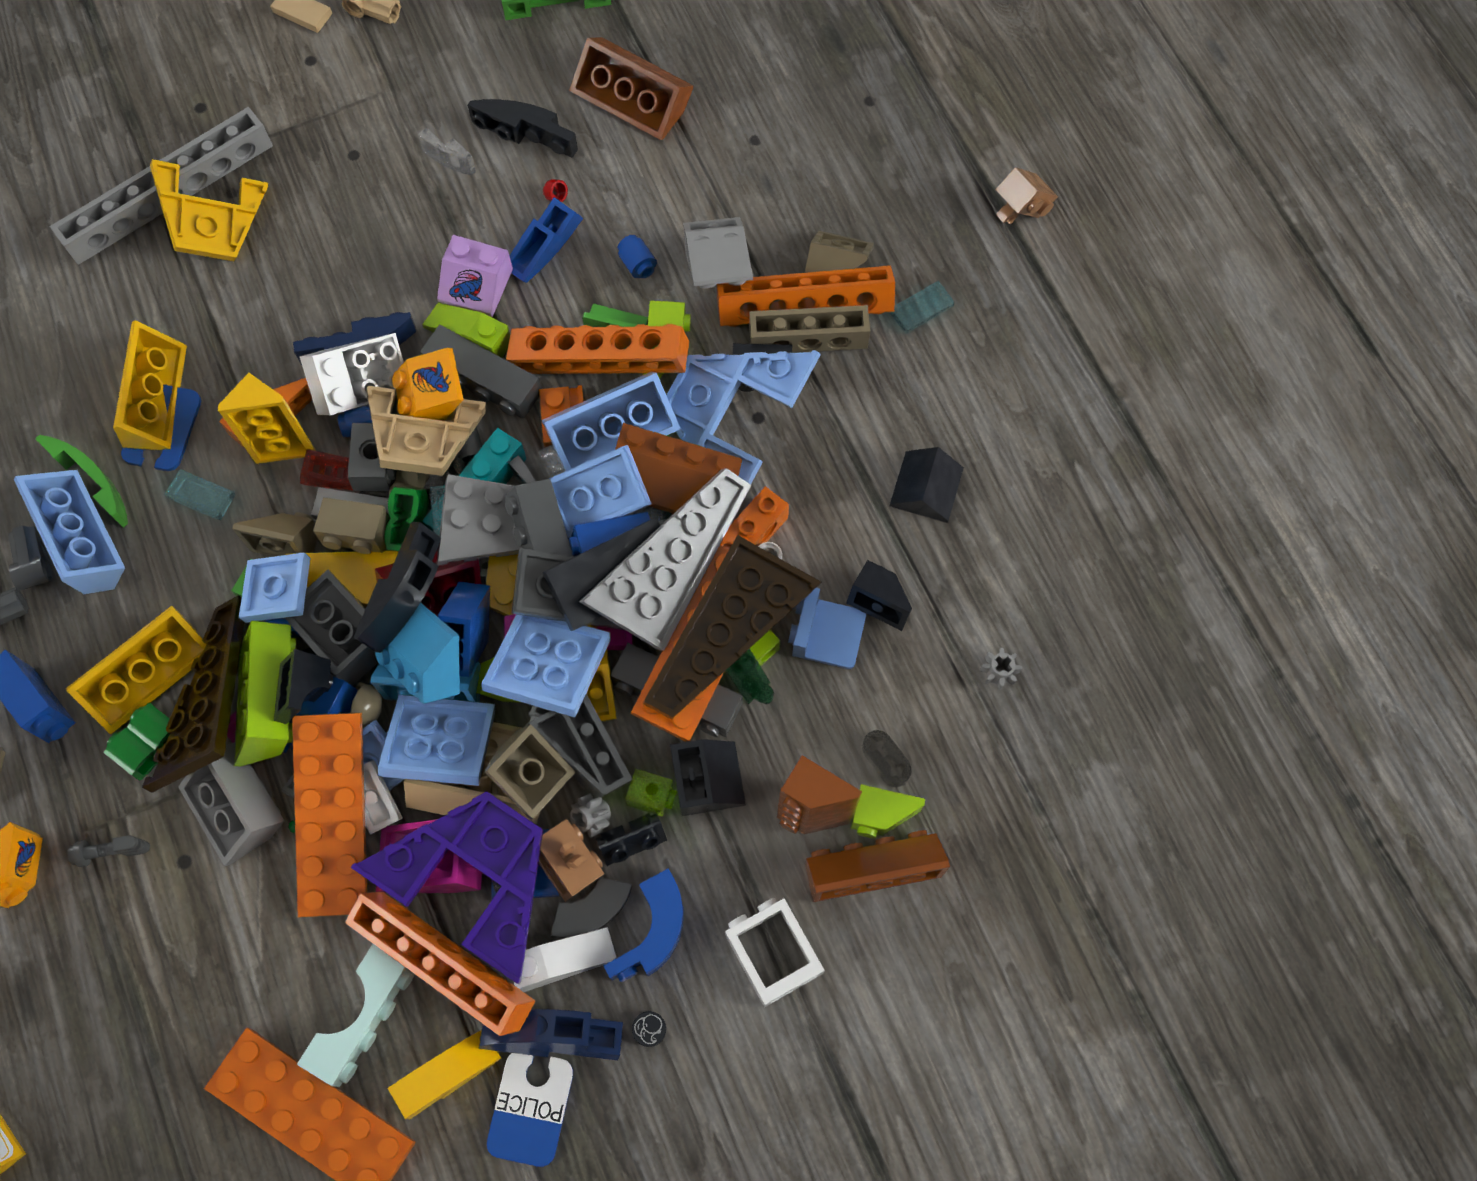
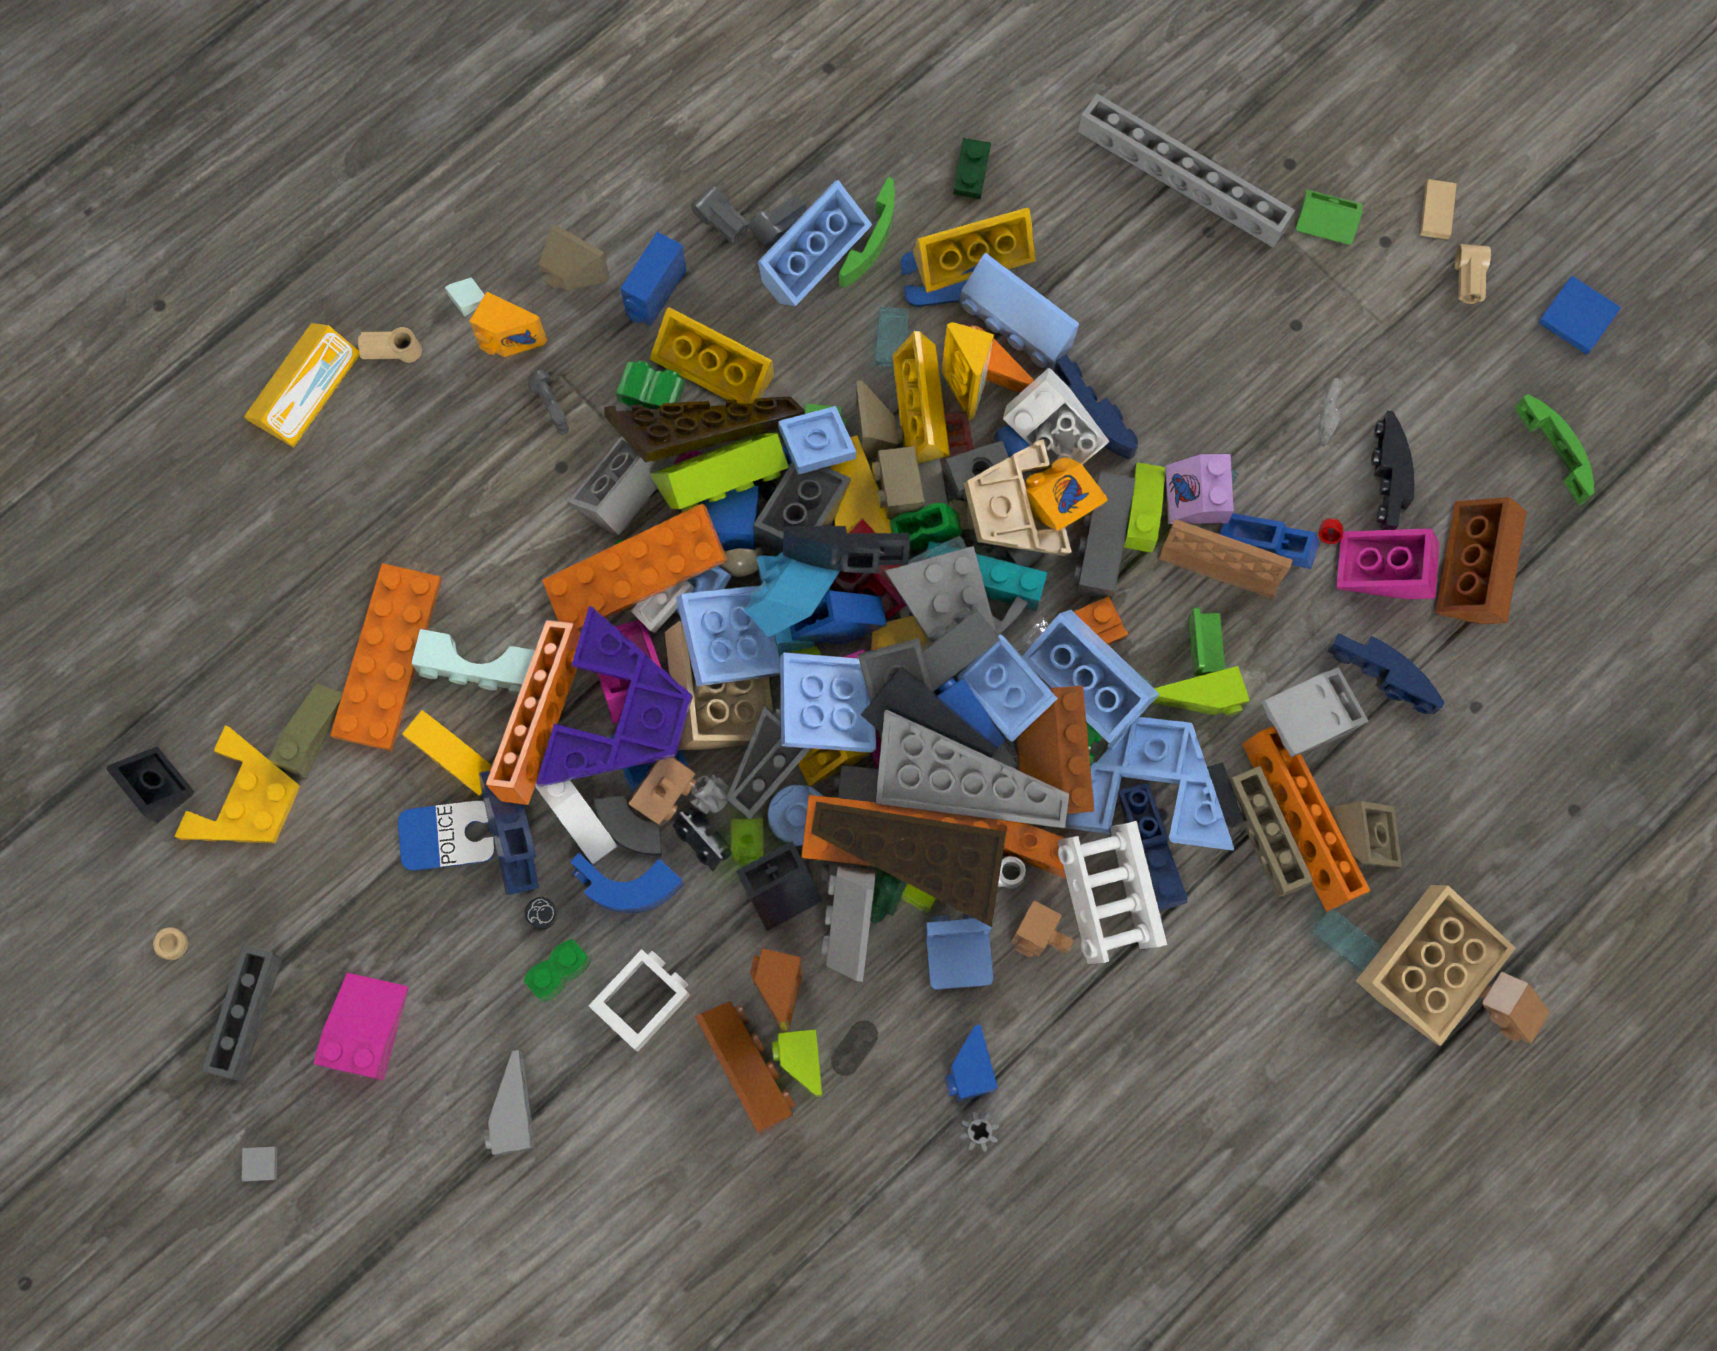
camera: 70 degrees right, 5 degrees up
(65, 367) = (971, 168): none -> dark green plate
(204, 224) = (1158, 227): yellow wing -> none
(214, 370) = (1018, 313): none -> light blue slope
(267, 91) = (1329, 217): none -> bright green panel
(272, 484) = (920, 398): none -> yellow slope
(300, 680) = (737, 496): black arch -> none
(529, 770) = (722, 723): dark tan slope -> none
(553, 272) = (1224, 558): none -> medium nougat fence
(604, 155) = (1389, 563): none -> dark pink slope
(610, 357) = (1178, 704): orange brick -> none
(636, 256) = (1287, 636): blue brick -> none
(639, 742) = (788, 813): none -> light blue tile
(705, 183) = (1399, 675): none -> dark blue slope
(719, 1036) = (550, 976): none -> green brick
(769, 713) = (849, 920): none -> light grey slope
(787, 433) = (1140, 806): none -> dark blue slope
(822, 453) = (1138, 887): none -> white fence
(833, 549) = (1039, 930): none -> medium nougat brick
(851, 1125) = (510, 1117): none -> light grey slope
(880, 595) = (1011, 990): black slope -> none
(927, 483) = (1148, 1004): black slope -> none
(941, 651) = (972, 1070): none -> blue slope
(966, 242) = (1436, 963): none -> tan slope

